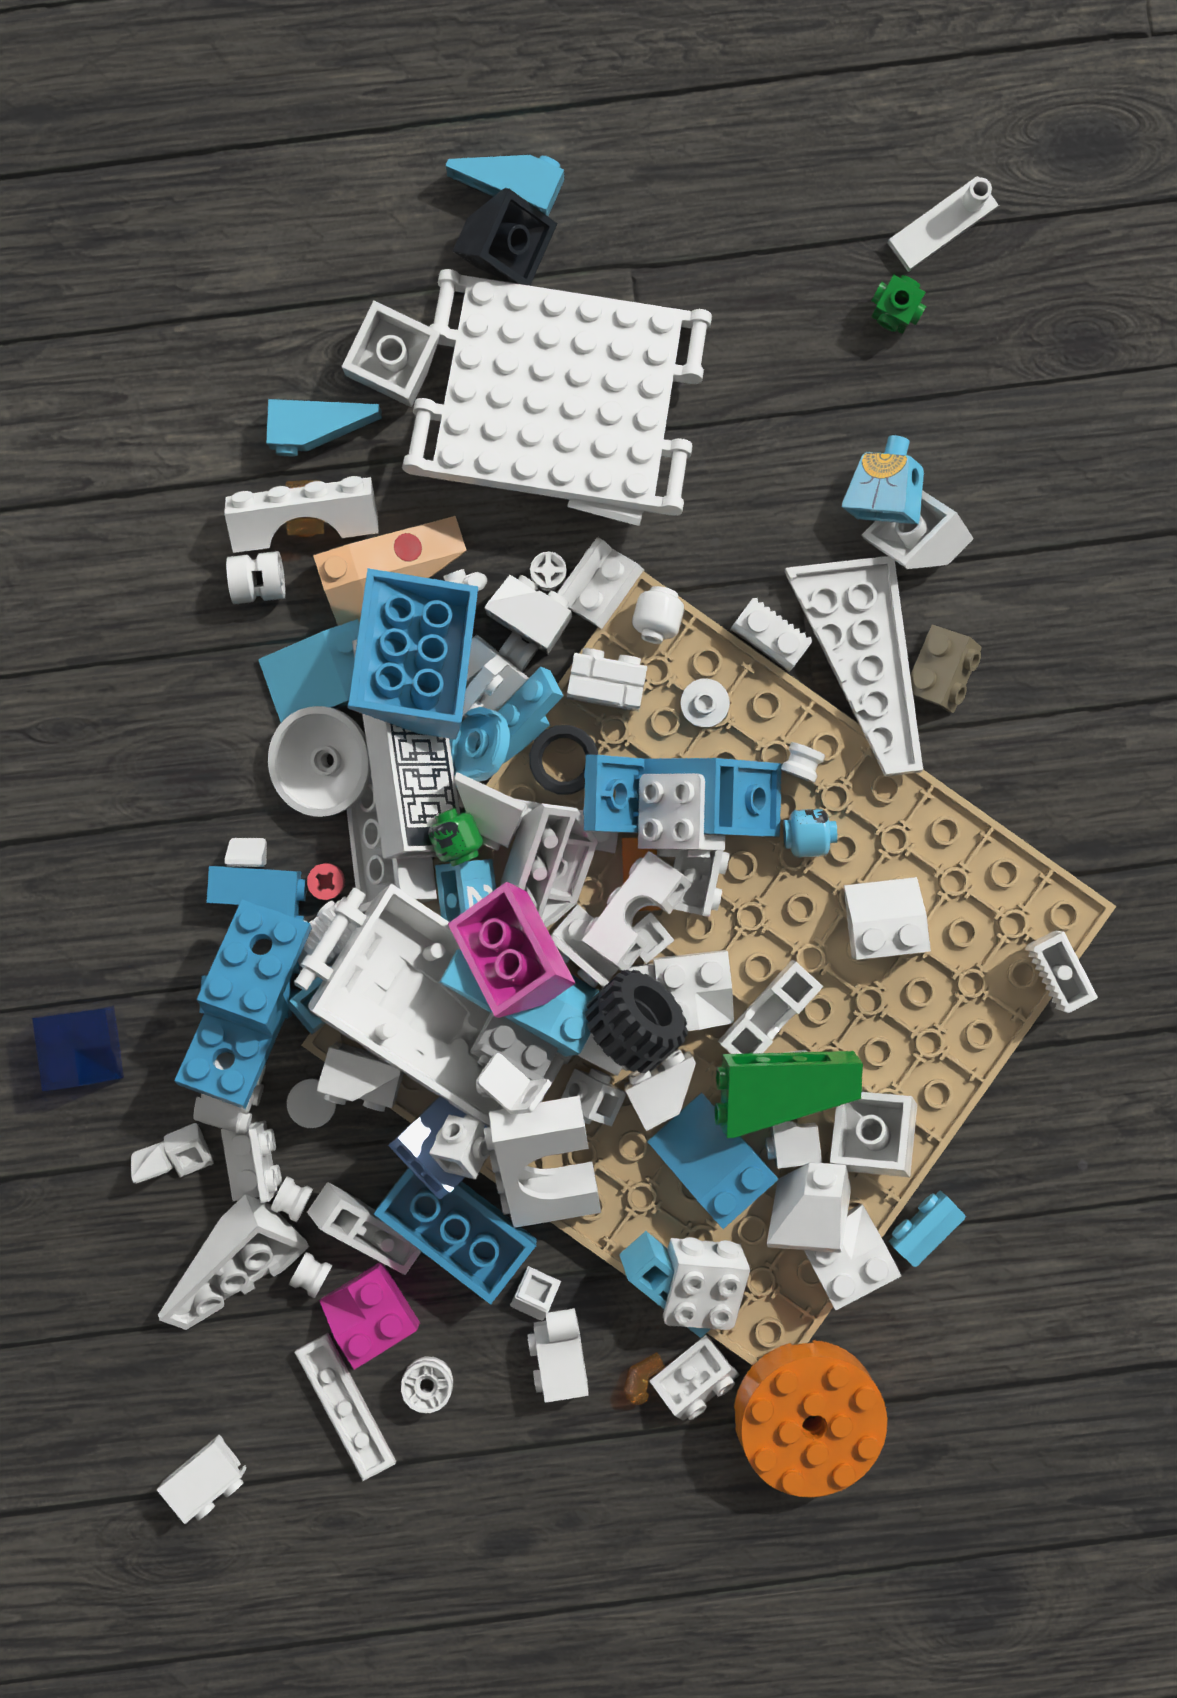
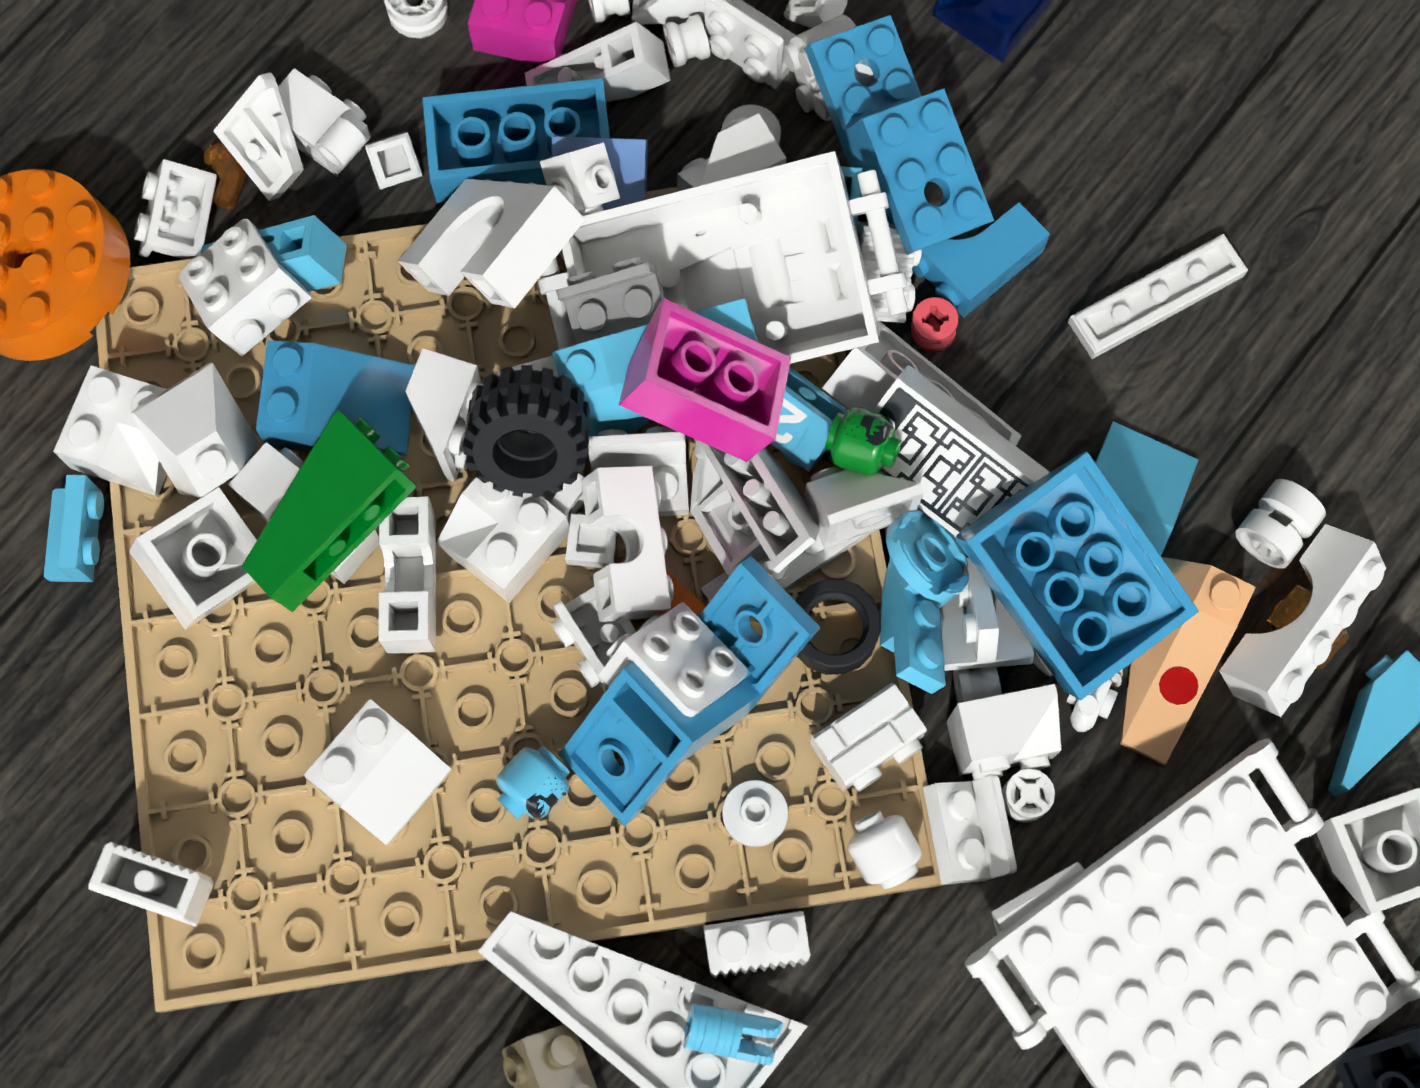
camera: 135 degrees right, 15 degrees down
(178, 774) = (1157, 296): none -> white tile
(246, 852) = (1028, 283): white slope -> none
(300, 761) = (1052, 410): white dish -> none
(510, 1086) = (587, 254): white bracket -> none
(592, 1089) = (501, 344): white brick -> none
(604, 1374) = (262, 138): none -> white wing
(802, 762) = (604, 844): white wheel -> none
(831, 600) = (720, 1033): none -> medium azure hinge

